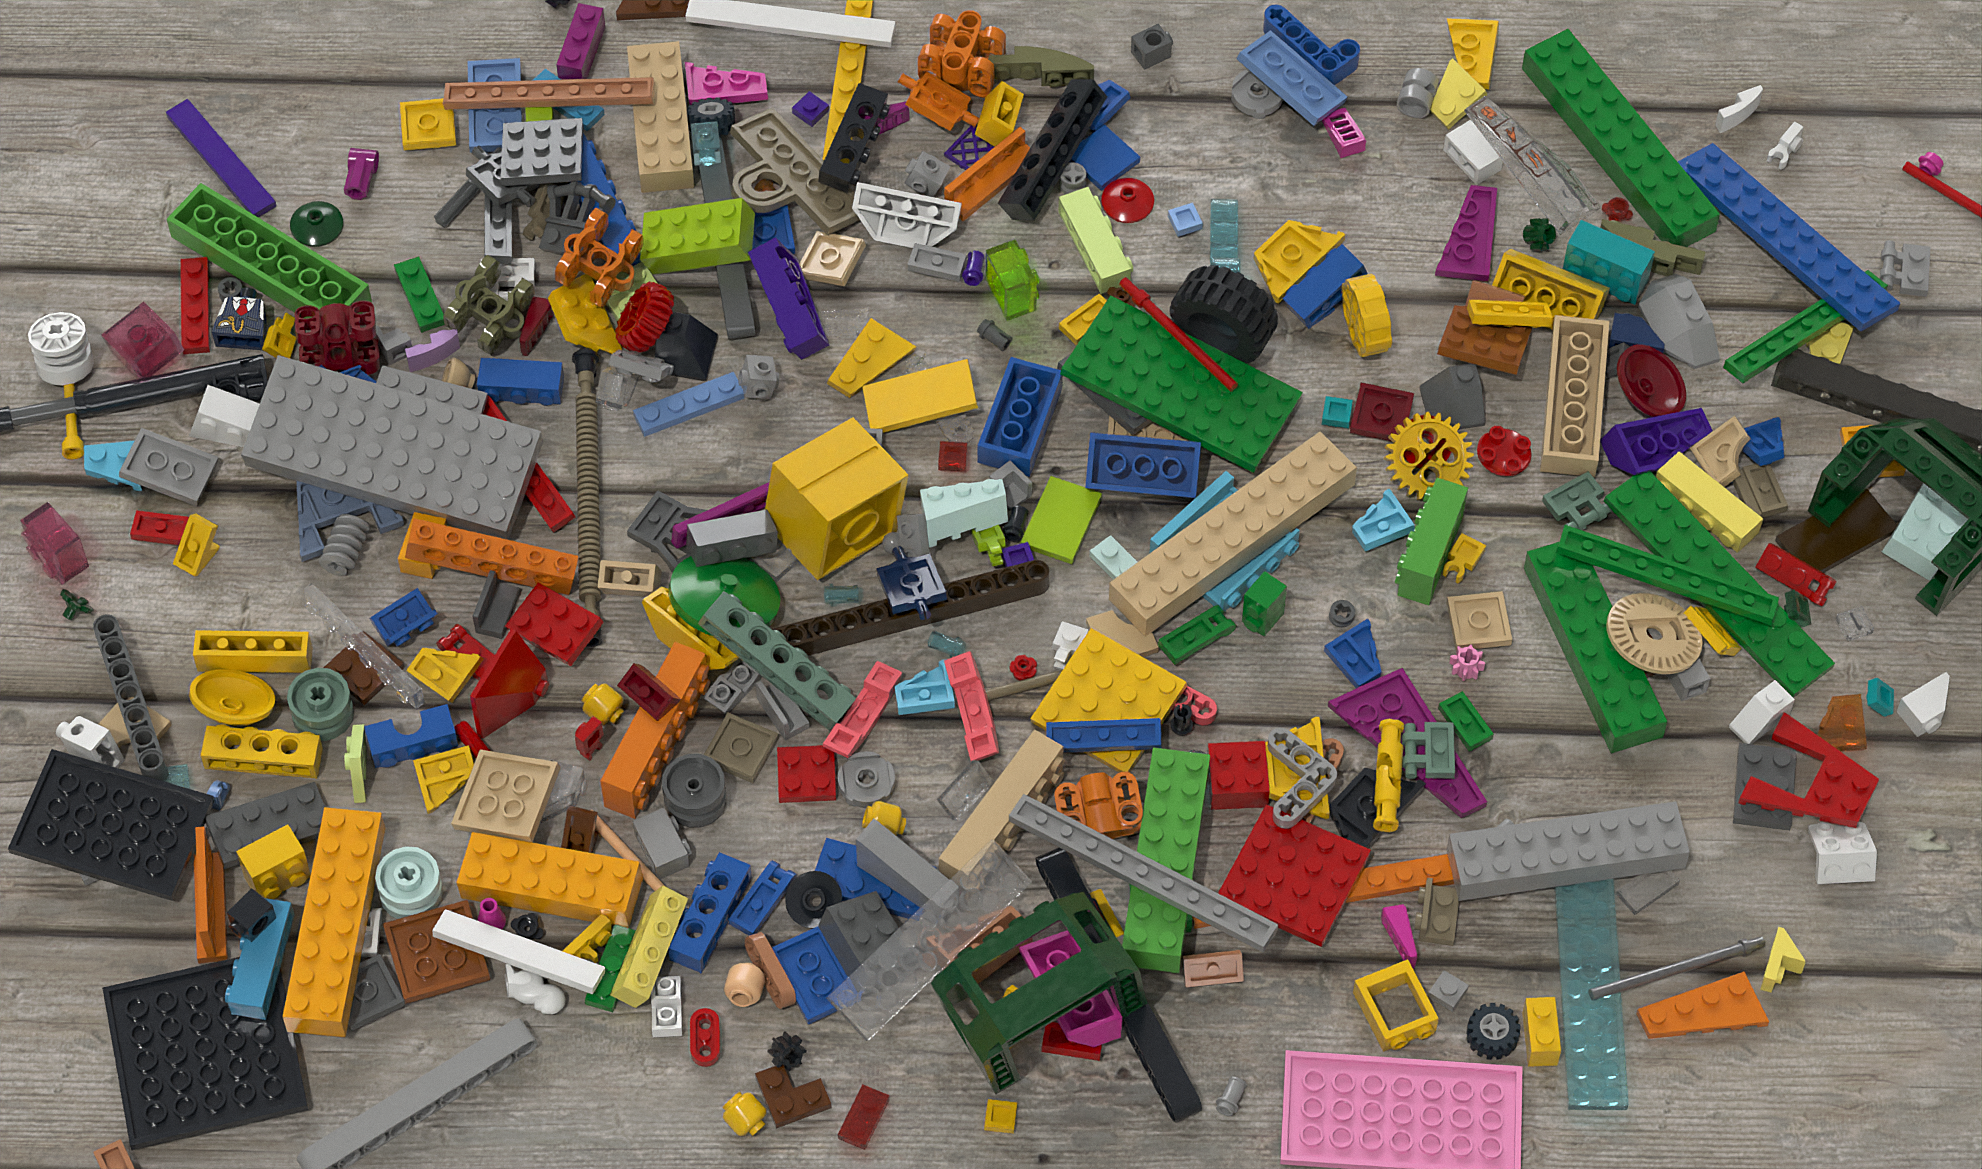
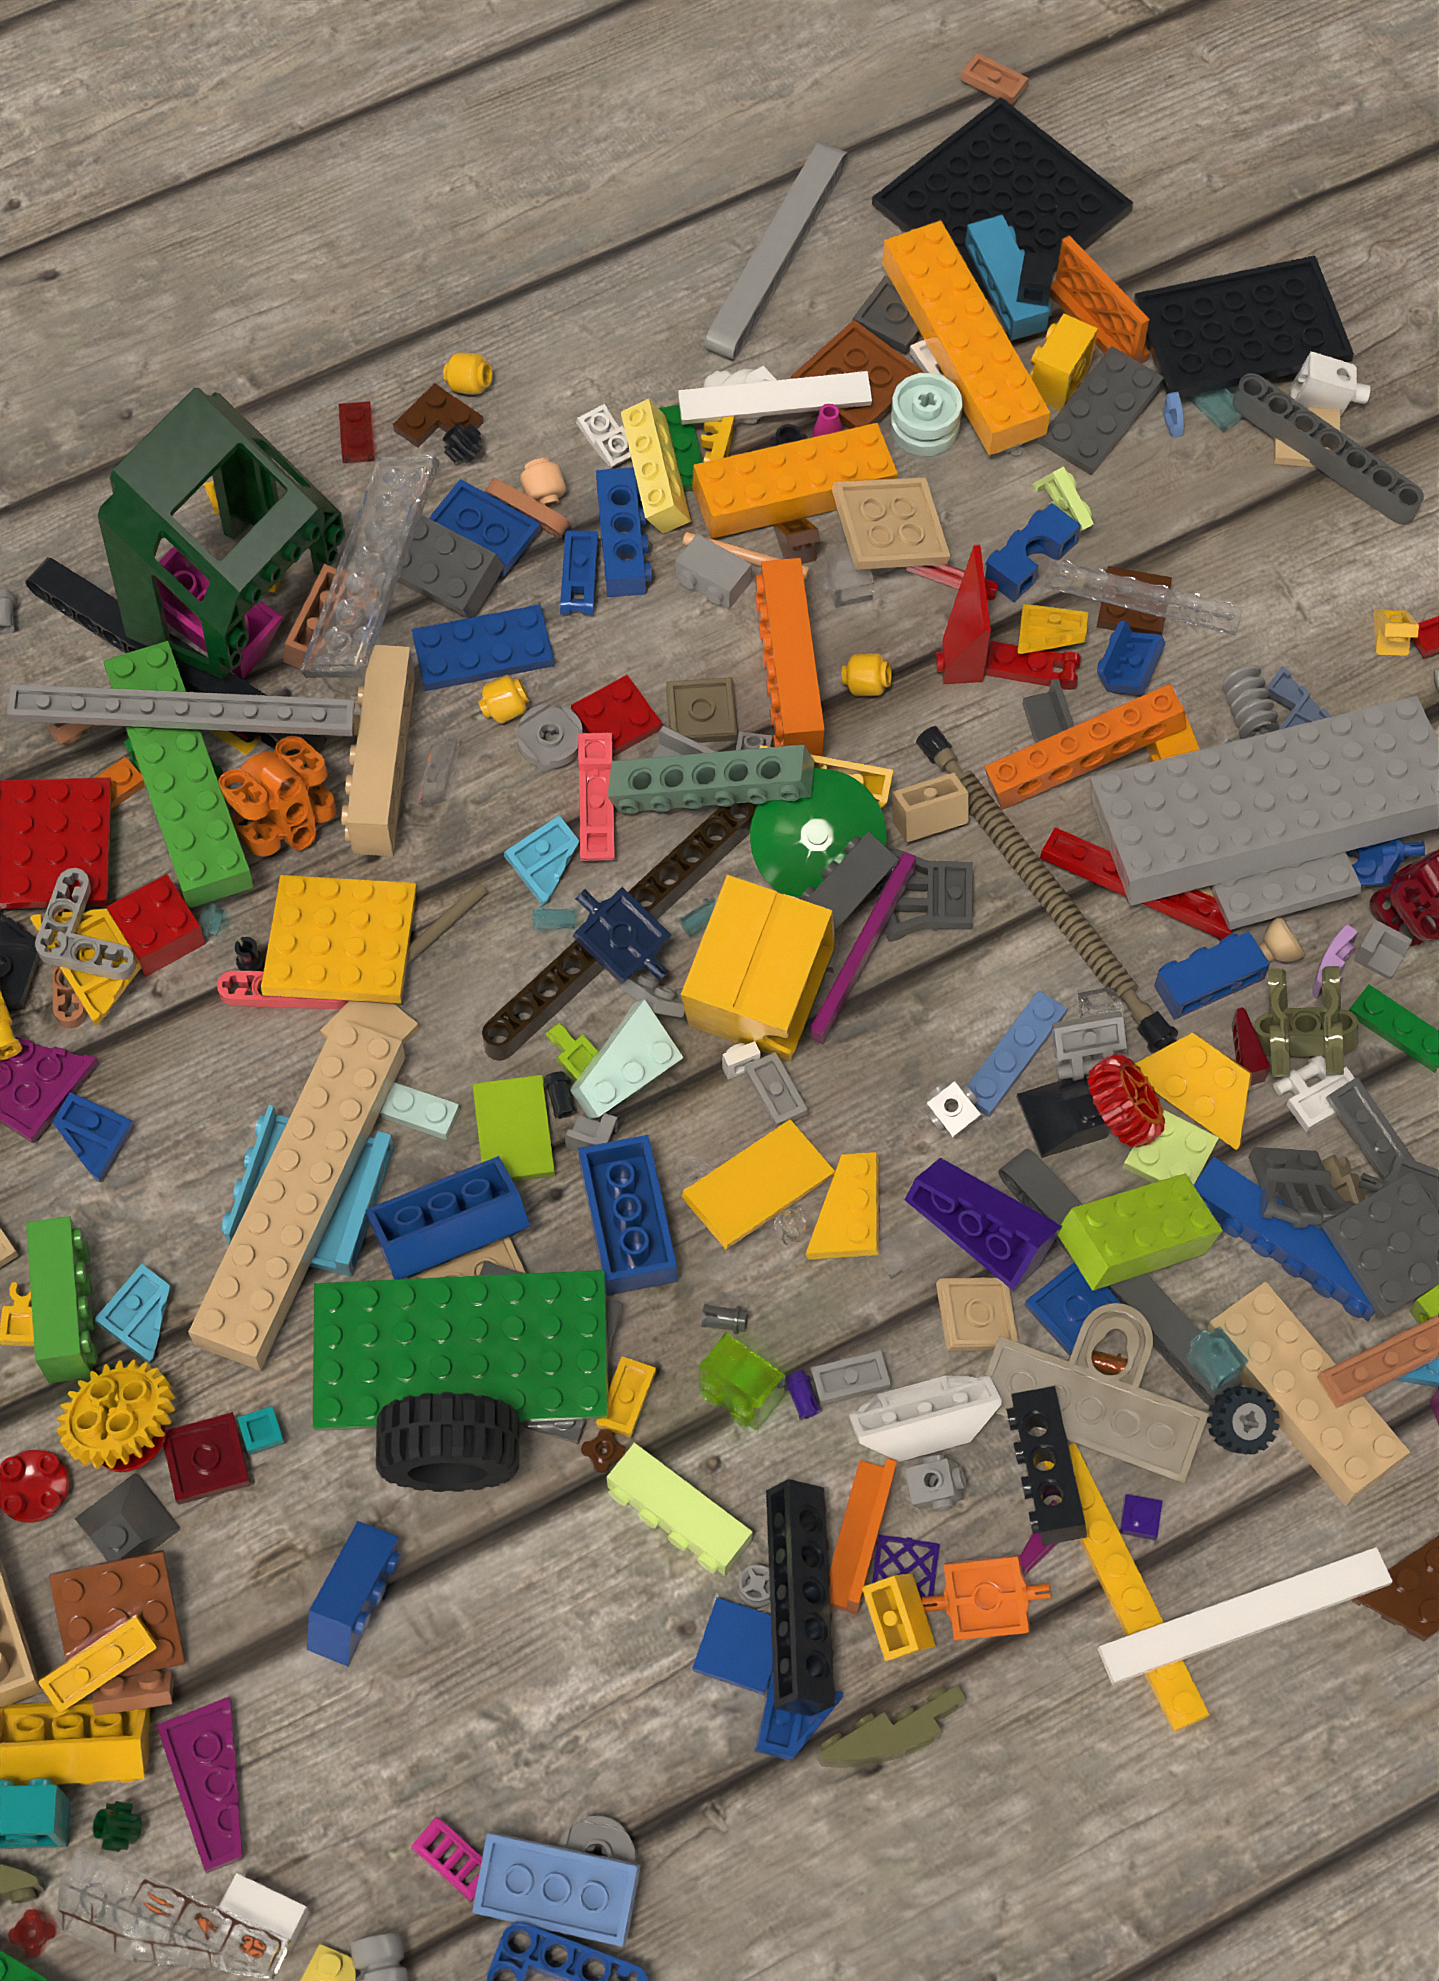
camera: 150 degrees right, 5 degrees up
(232, 697) = (1253, 489): yellow dish -> none
(253, 651) = (1248, 546): yellow brick -> none
(273, 761) = (1117, 477): yellow brick -> none
(320, 703) = (1142, 532): sand green wheel -> none
(443, 775) = (975, 527): yellow wing -> none
(554, 624) = (972, 724): red plate -> none
(579, 260) = (1241, 1123): orange piece -> none
(588, 737) = (853, 620): red plate -> none
(648, 691) = (812, 662): dark red slope -> none
(694, 790) = (712, 628): dark grey wheel -> none
(705, 1039) = (552, 426): red plate -> none
(734, 85) = (1267, 1484): dark pink wing -> none
(804, 890) = (525, 589): black dish -> none
(897, 864) = (447, 635): light grey slope -> none
(952, 456) = (679, 1137): clear red plate -> none
(963, 53) = (1024, 1699): orange piece -> none
(973, 706) = (475, 858): coral slope -> none
(1017, 554) = (532, 1052): dark purple plate -> none
(1020, 673) = (457, 945): red plate -> none
(1066, 643) = (424, 991): white plate -> none
(1106, 734) = (318, 882): blue plate -> none
(1125, 208) = (672, 1622): red dish -> none
(1142, 300) = (562, 1421): red bar -> none
(1151, 46) = (774, 1832): dark grey brick -> none
(1185, 219) = (585, 1604): light blue plate -> none
(1196, 634) = (284, 1063): green plate -> none
(1224, 234) = (504, 1566): clear light blue beam -> none
(1264, 604) = (220, 1121): green brick -> none
(1292, 253) = (422, 1626): yellow wing -> none
(1344, 606) = (133, 1189): dark grey bush -> none
(1366, 315) = (275, 1552): yellow connector -> none

